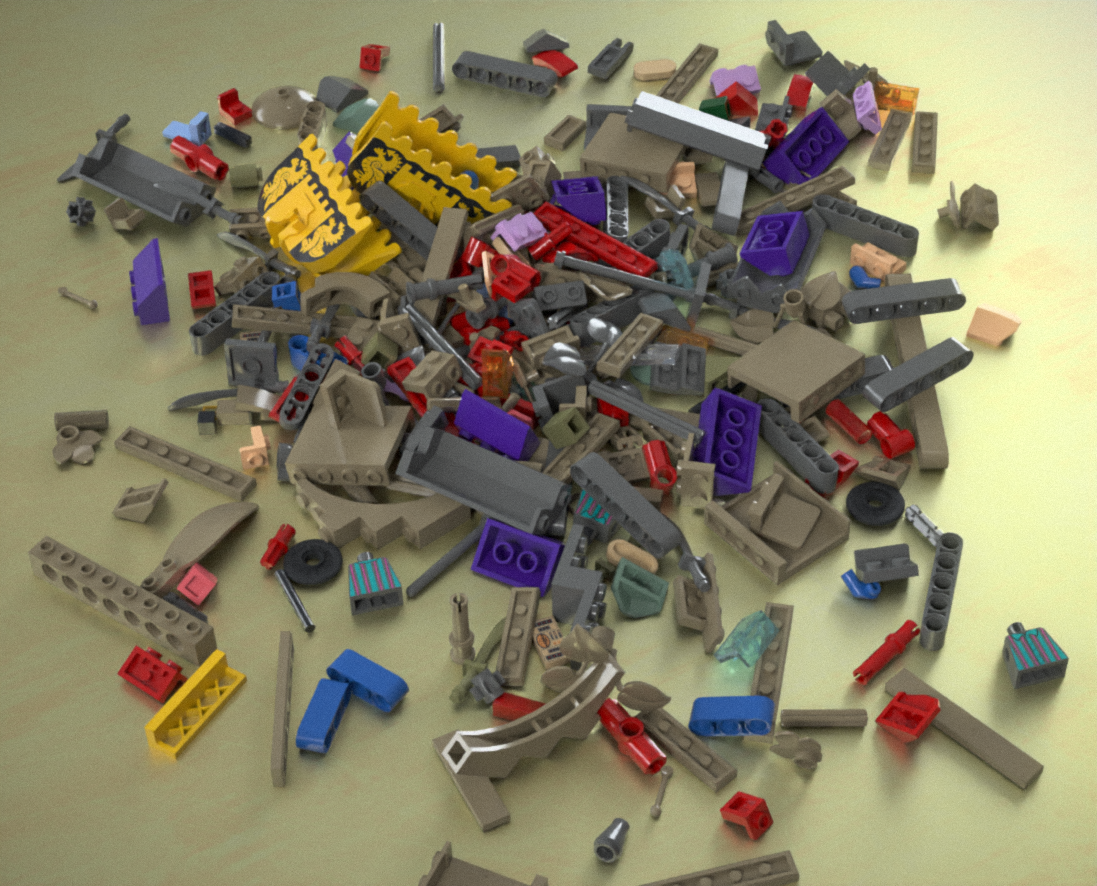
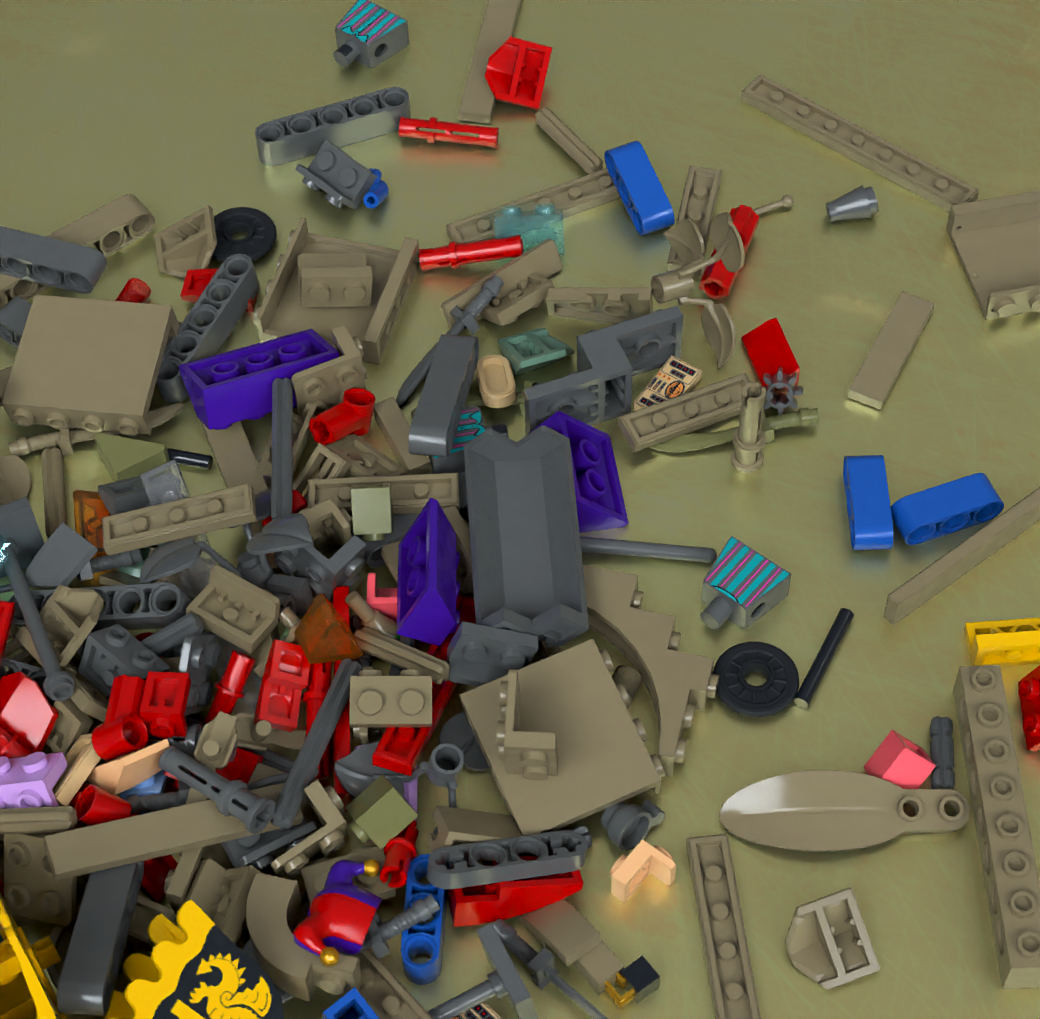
camera: 125 degrees left, 10 degrees up
(278, 546) = (771, 726): red axle -> none
(338, 308) = (339, 913): none -> piece
(569, 715) = (852, 321): dark tan arch -> none
(642, 633) = (600, 304): none -> dark tan wing
(749, 812) = (732, 133): red bracket -> none
(757, 593) = (466, 253): none -> red pin
(804, 750) = (631, 122): dark tan plate -> none
(892, 439) = (127, 258): red piece -> none
(923, 524) = (242, 183): axle -> none

